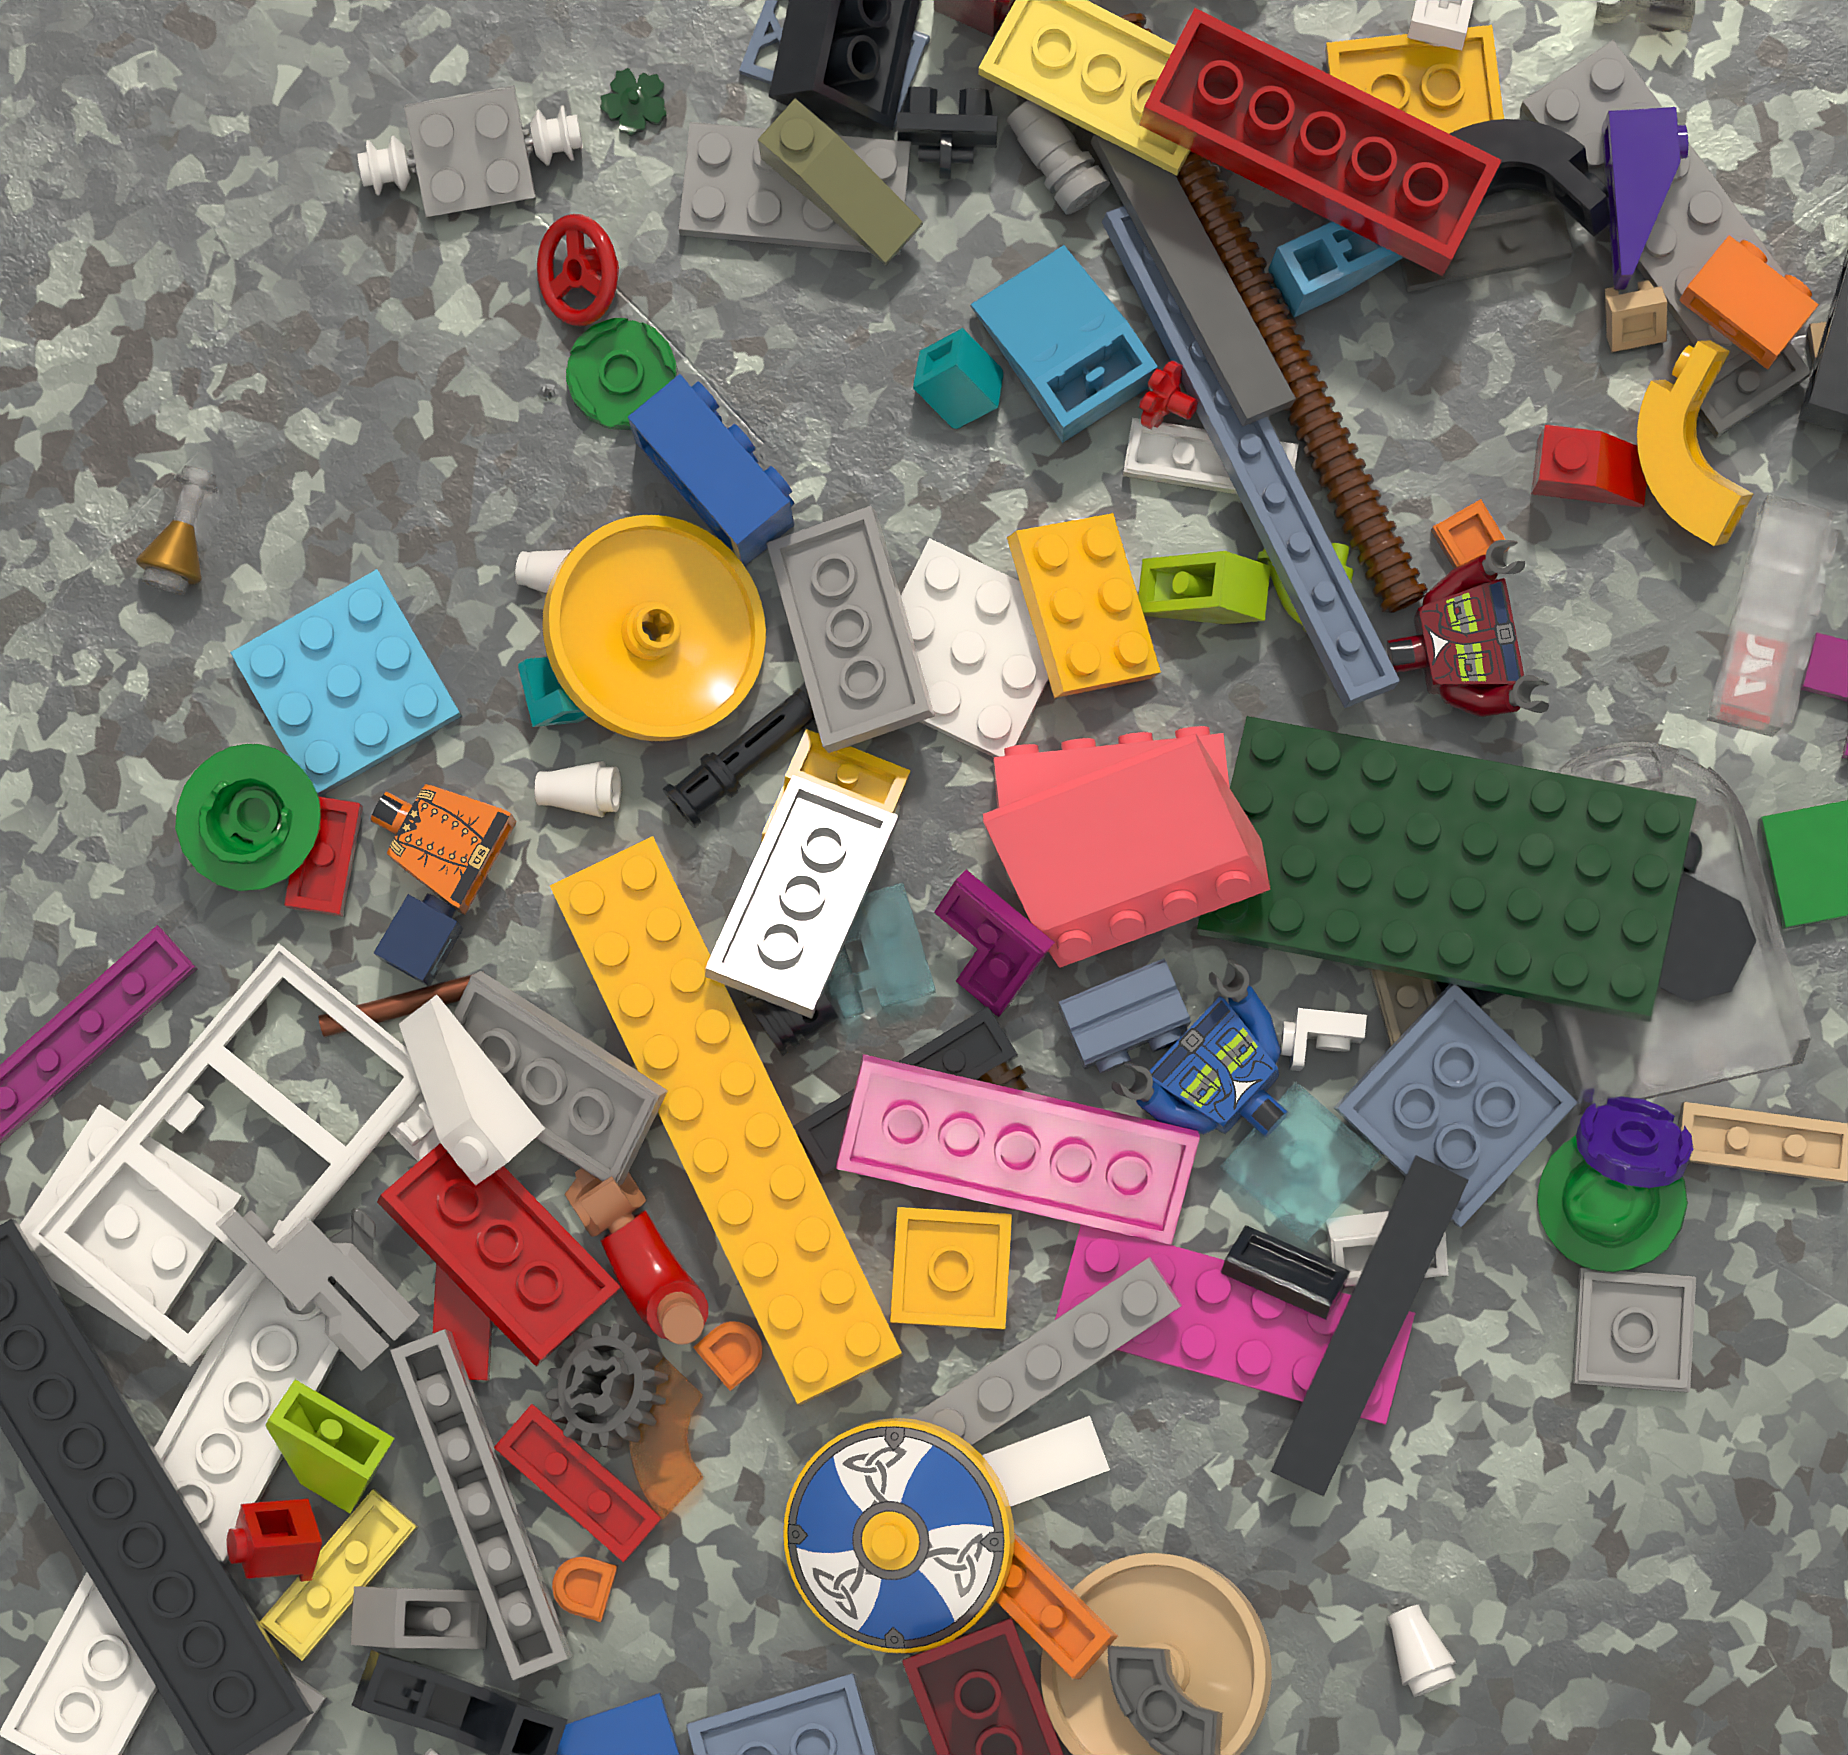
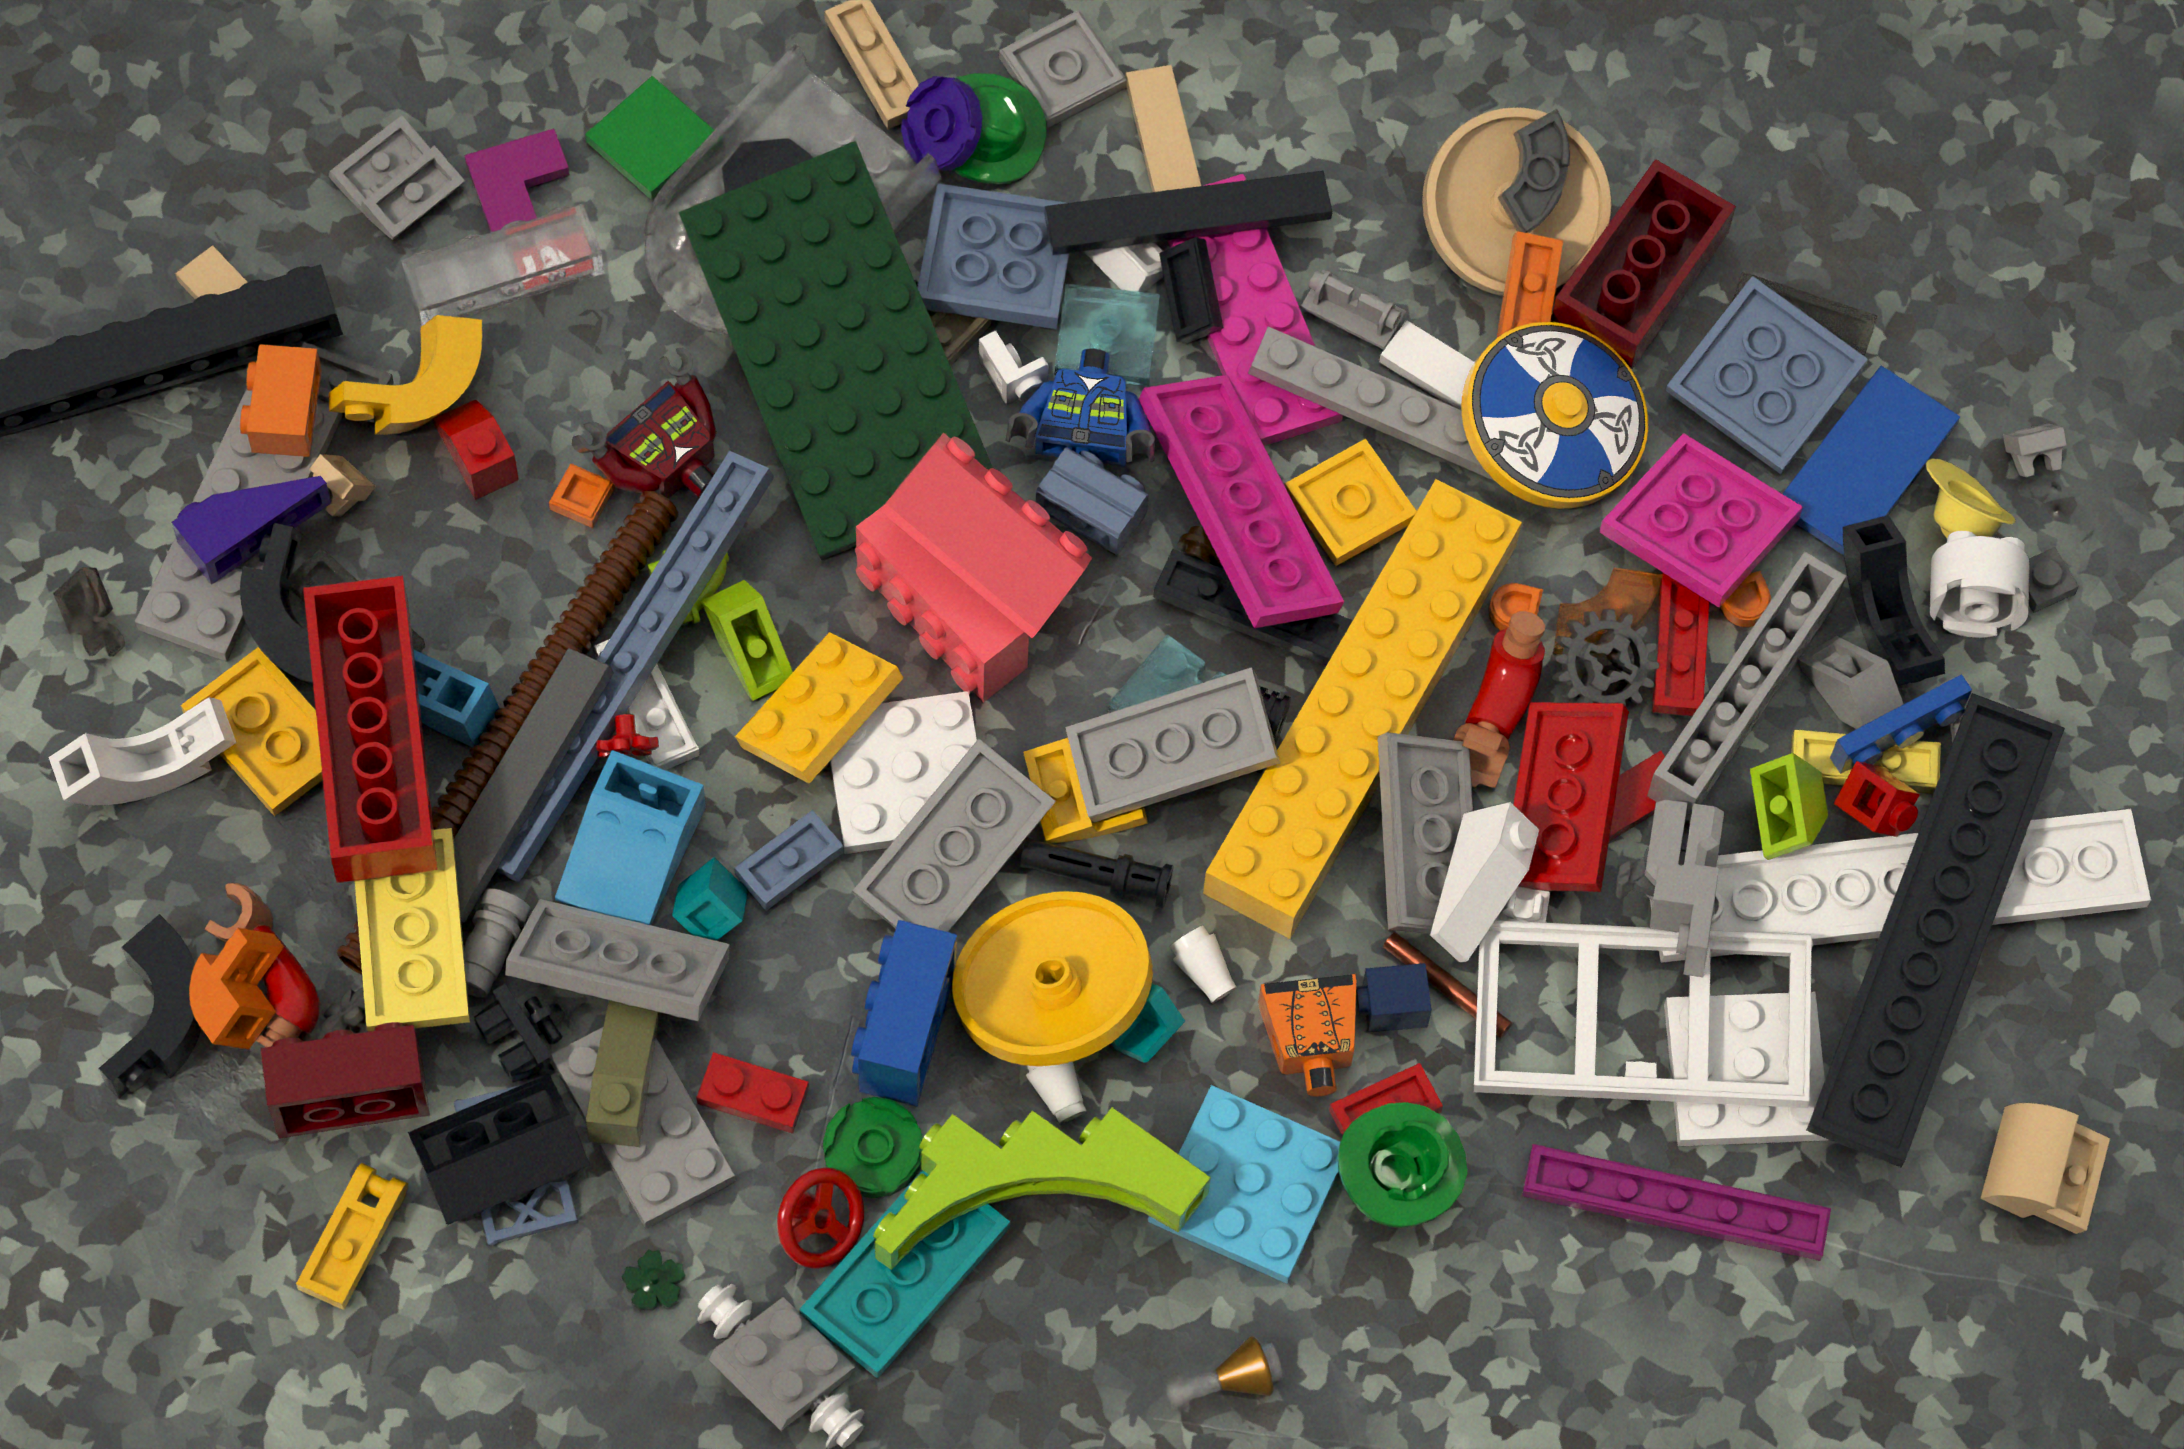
camera: 135 degrees left, 15 degrees down
(332, 1624) = (1902, 725): none -> blue plate
(432, 556) = (1036, 1158): none -> lime arch
(484, 320) = (879, 1309): none -> teal plate
(686, 1596) = (1701, 520): none -> dark pink plate
(749, 301) = (752, 1092): none -> red plate
(951, 479) = (789, 860): none -> sand blue plate
(952, 250) = (618, 959): none -> light grey plate
(1004, 939) = (1106, 600): magenta tile -> none
(1161, 1428) = (1352, 308): none -> light grey hinge
(1420, 1652) = (1377, 61): white cone -> none
(1491, 1379) = (1162, 129): none -> tan tile

